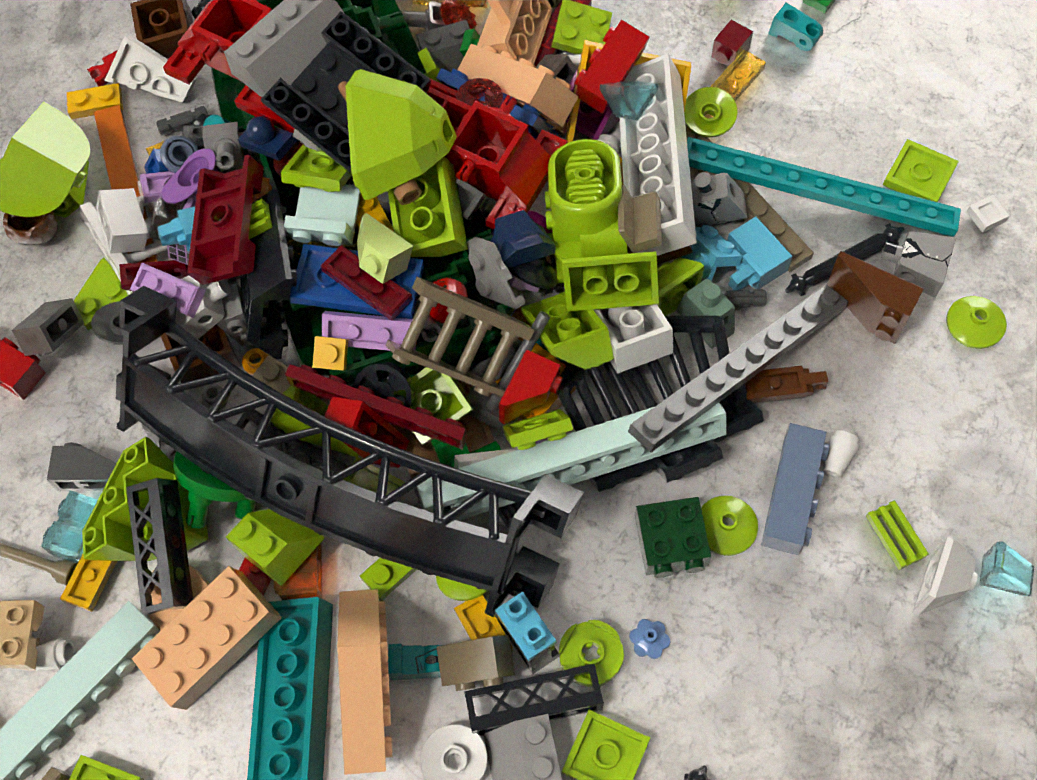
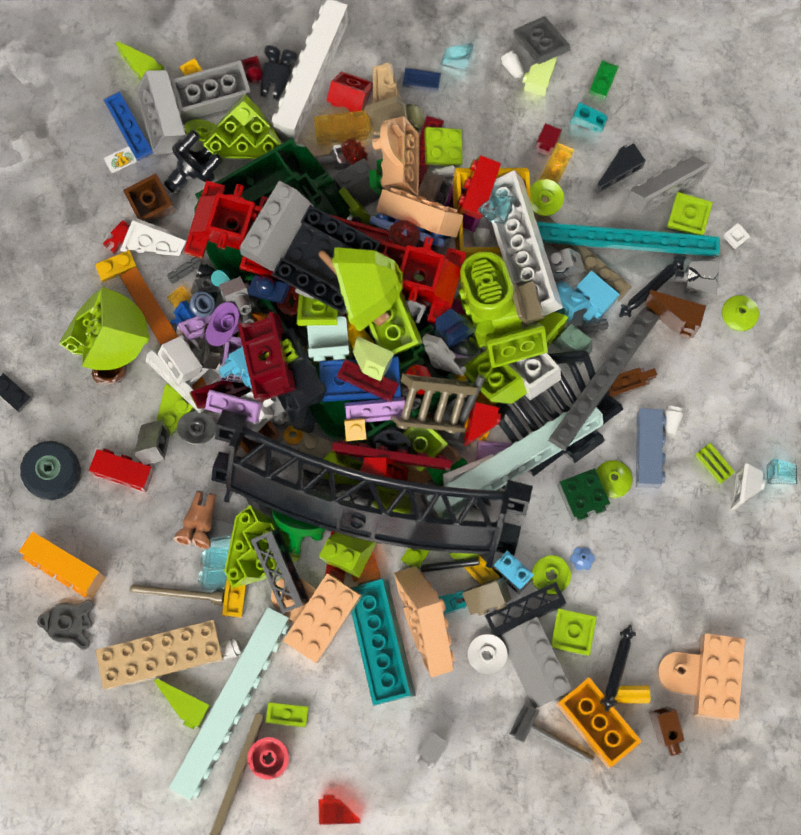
camera: 20 degrees left, 10 degrees up
(67, 448) = (199, 518): none -> nougat piece
(433, 600) = (450, 564): none -> black bar
(528, 431) = (489, 447): lime plate -> none
(833, 93) = (623, 165): none -> black slope
(890, 128) = (666, 185): none -> light grey slope

